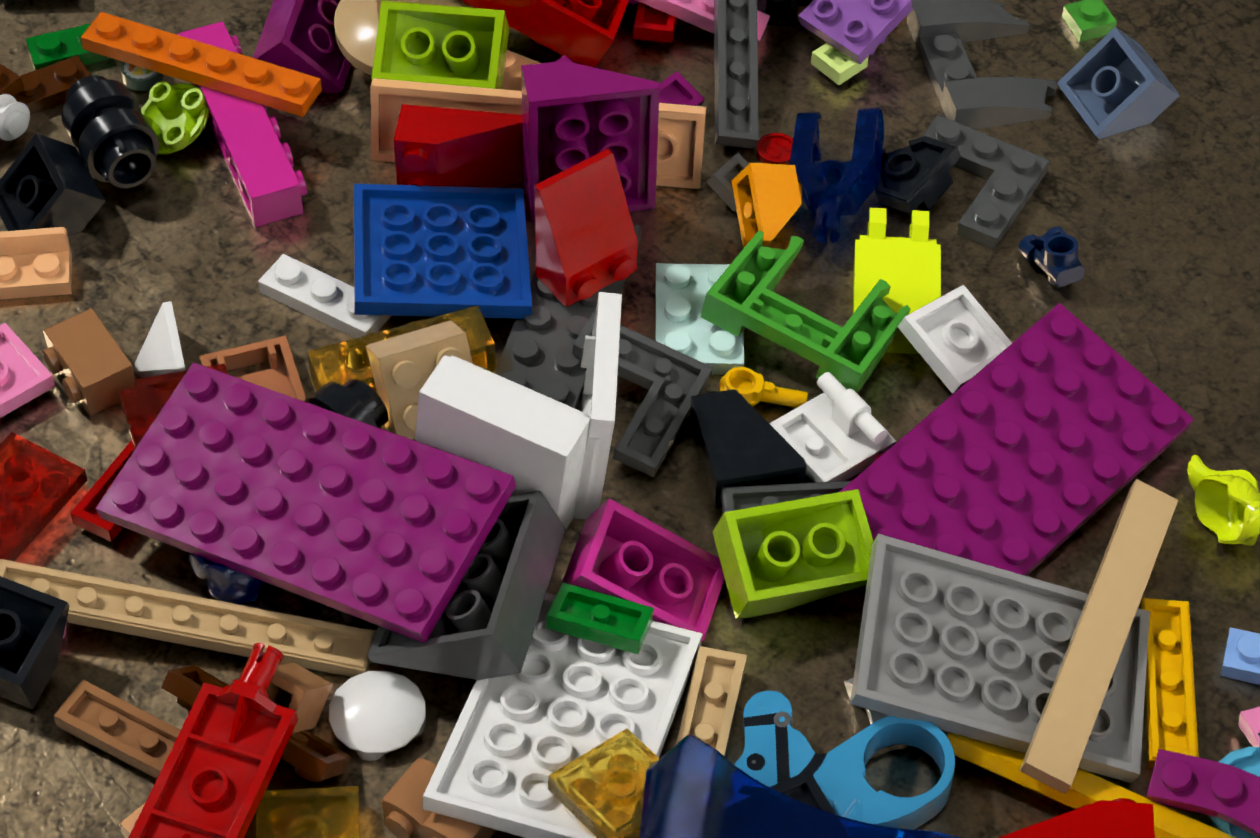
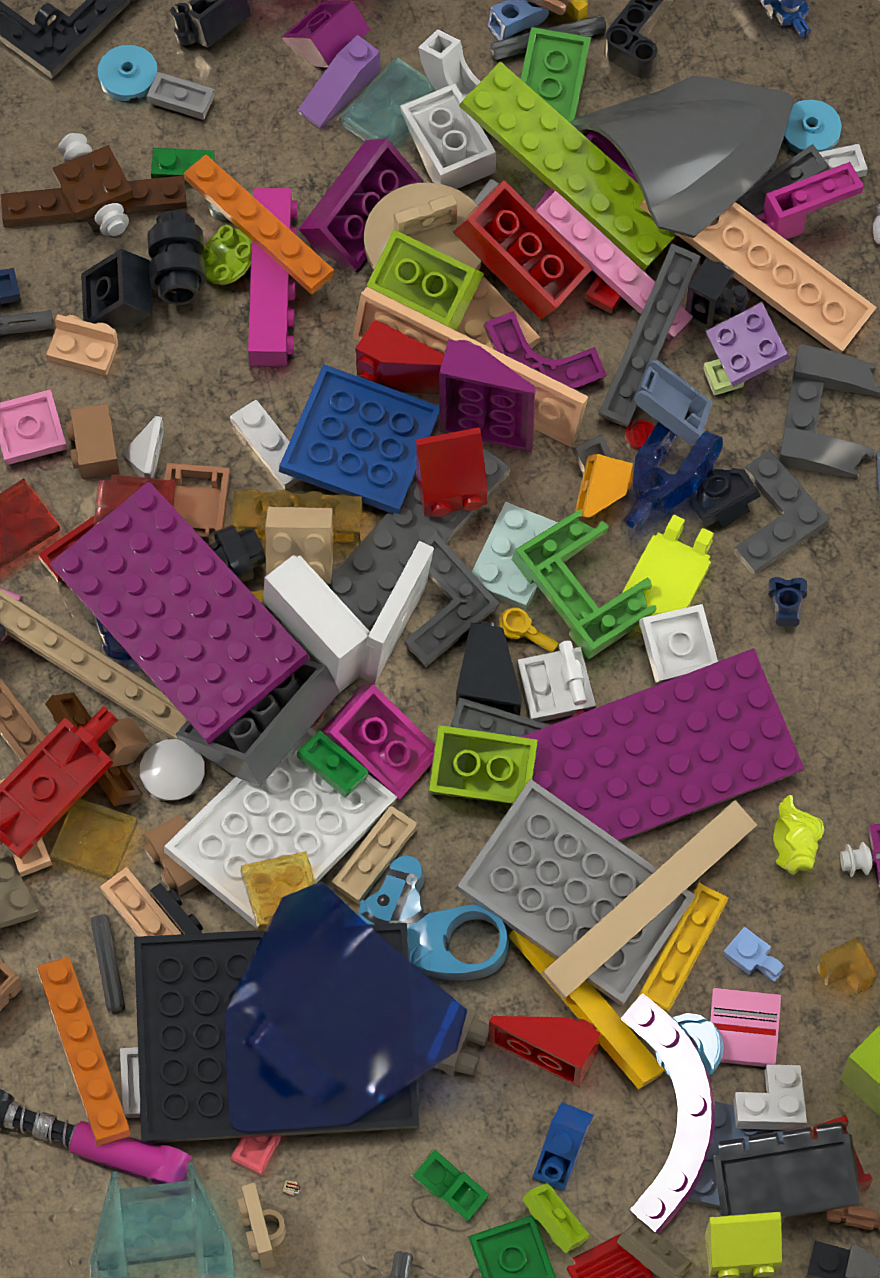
camera: 25 degrees right, 15 degrees up
(805, 92) = (668, 399): none -> sand blue container

